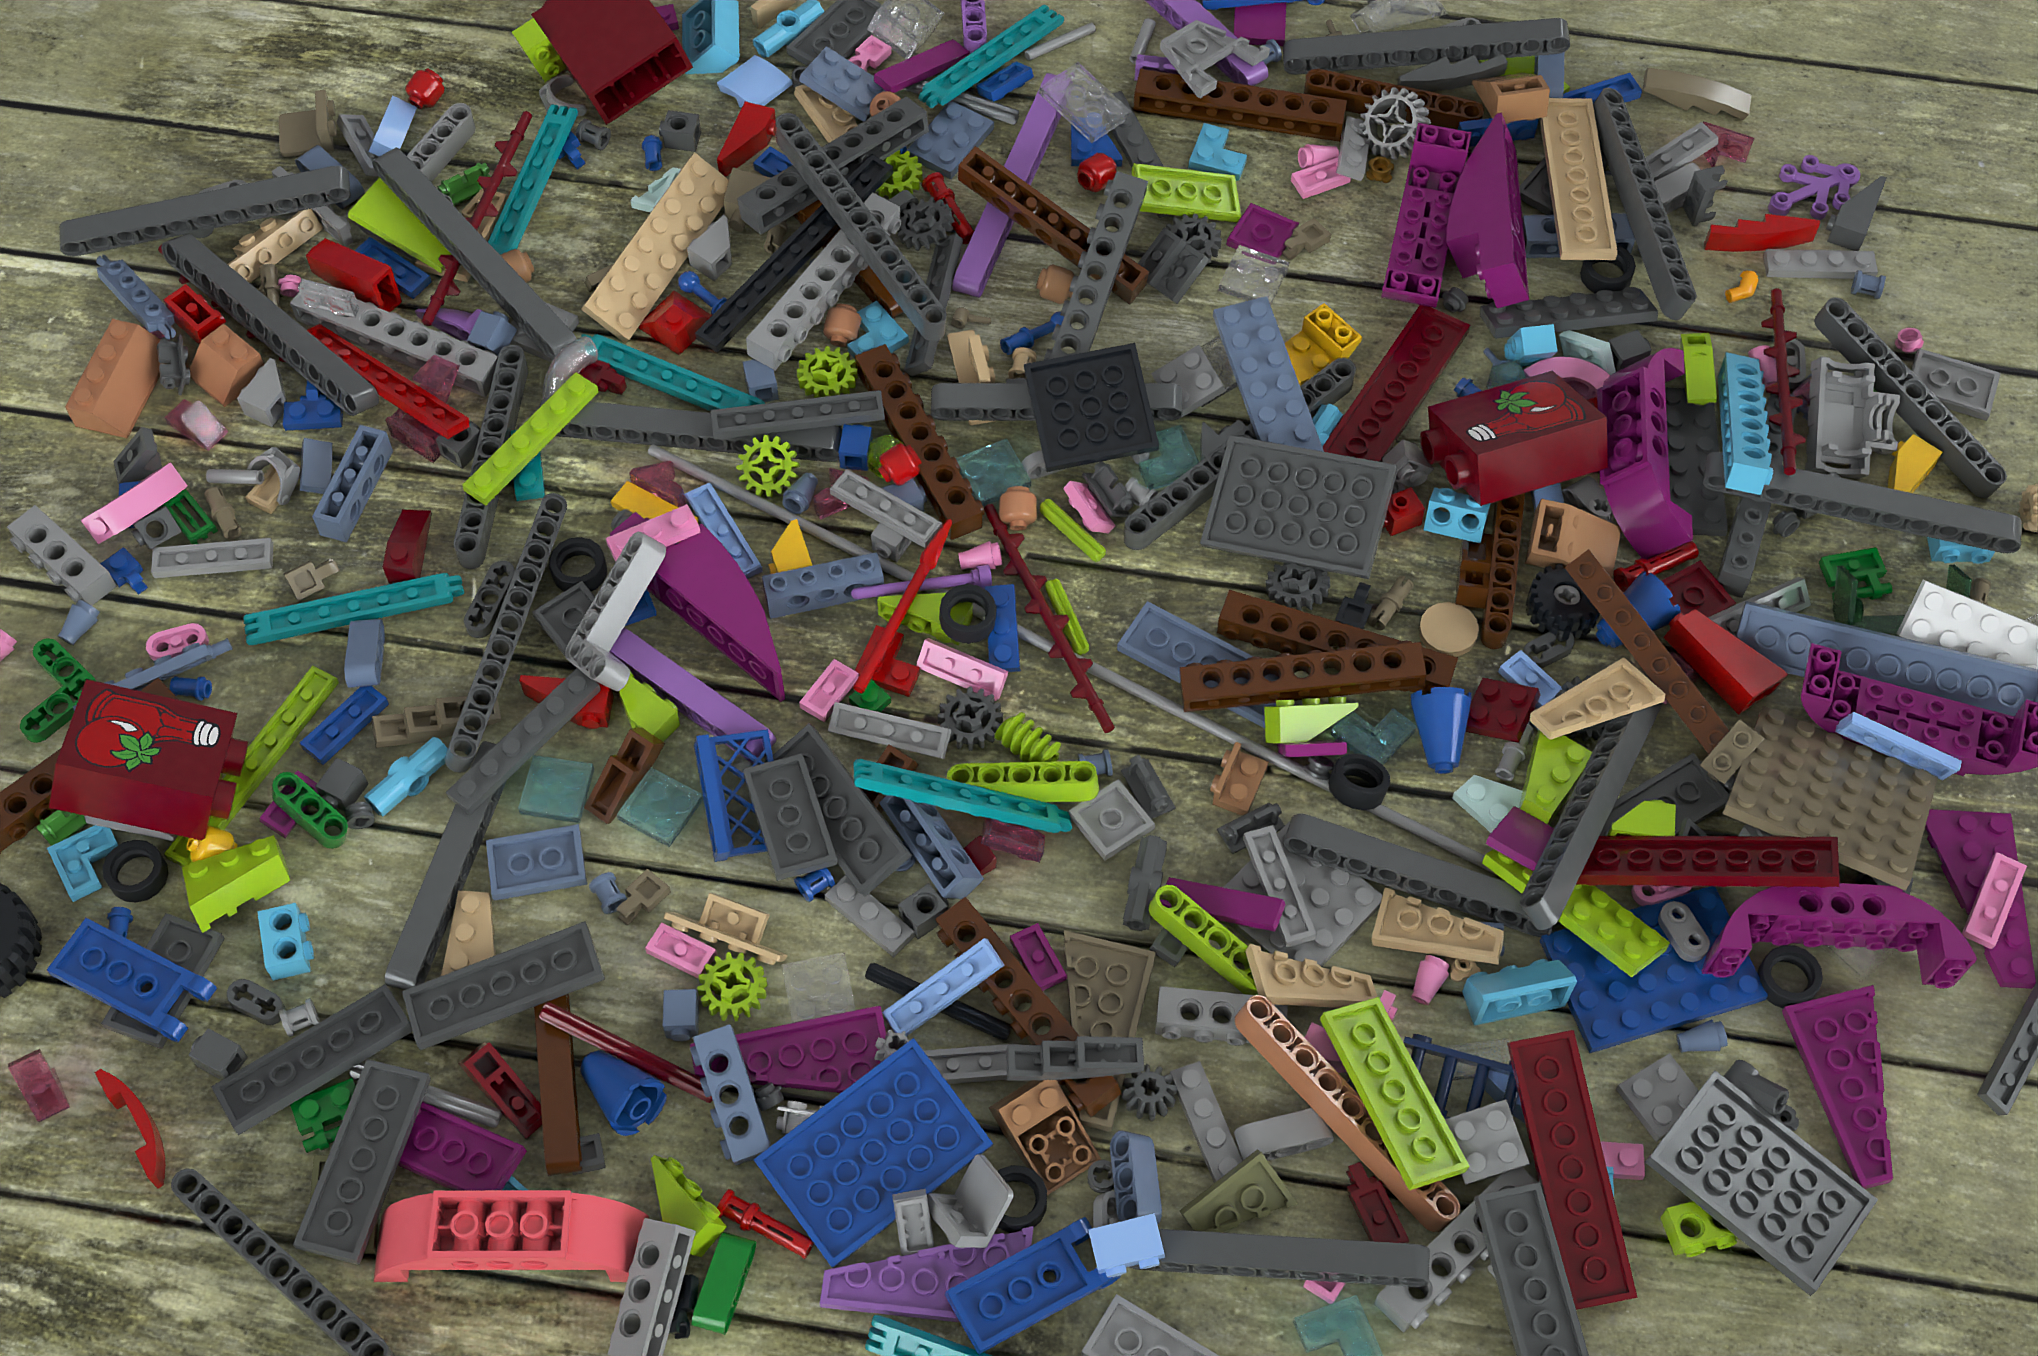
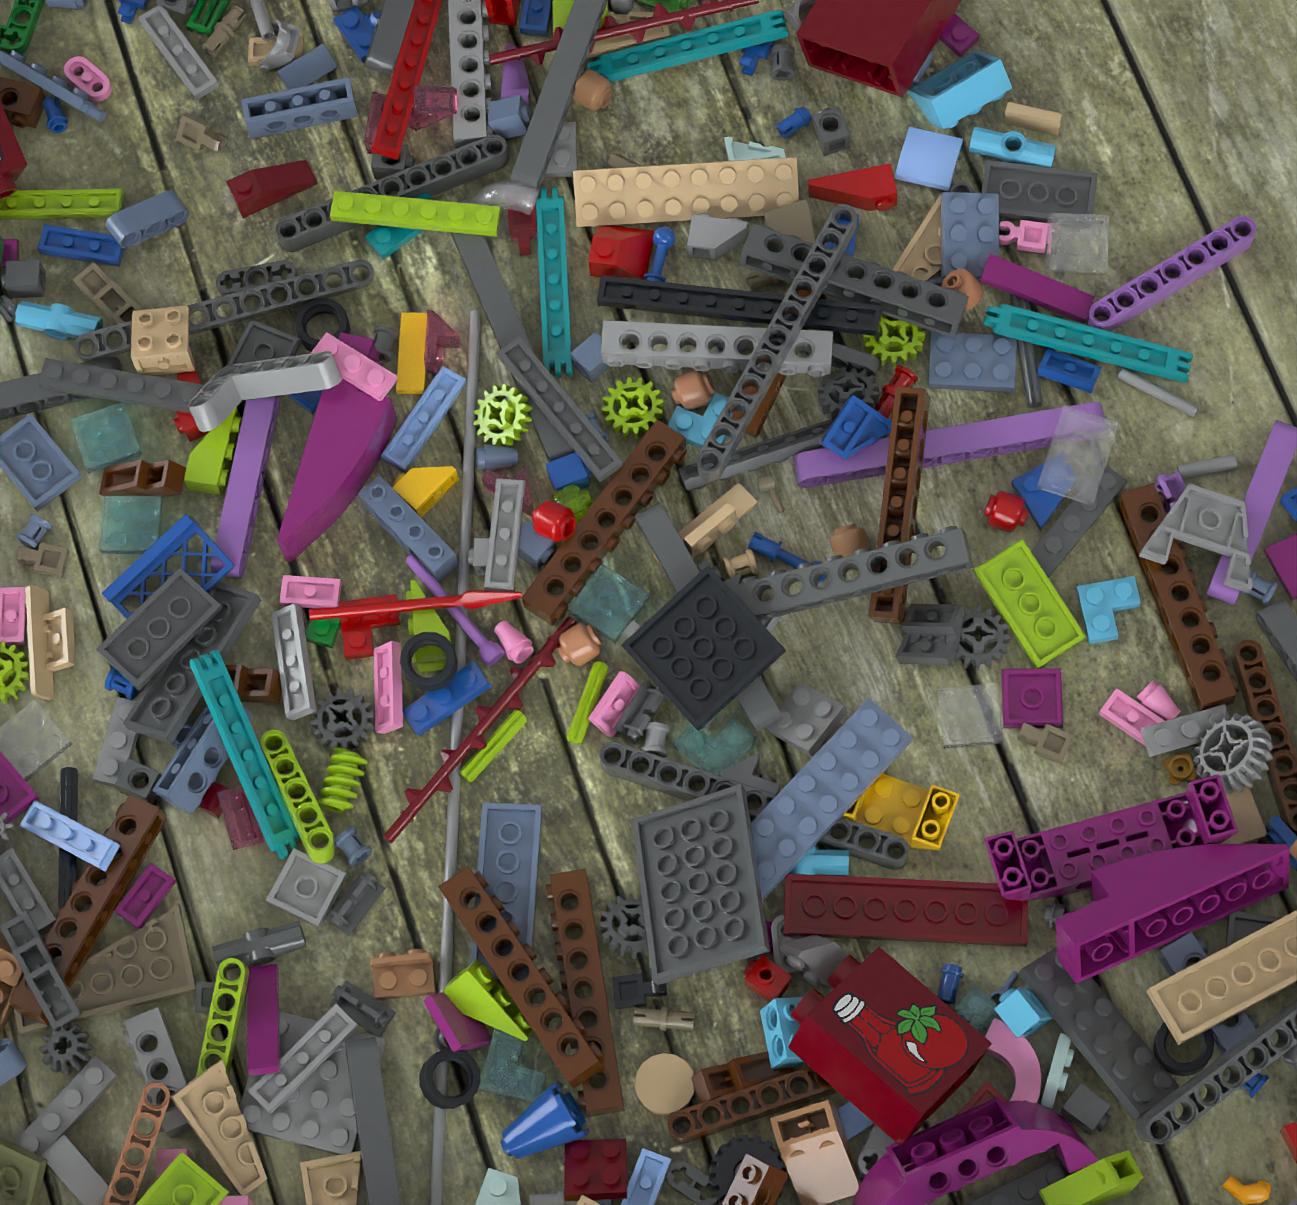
camera: 70 degrees right, 10 degrees up
(352, 606) = (189, 183): teal hinge -> none
(507, 680) = (161, 341): none -> tan bracket
(964, 223) = (855, 428): none -> blue wing

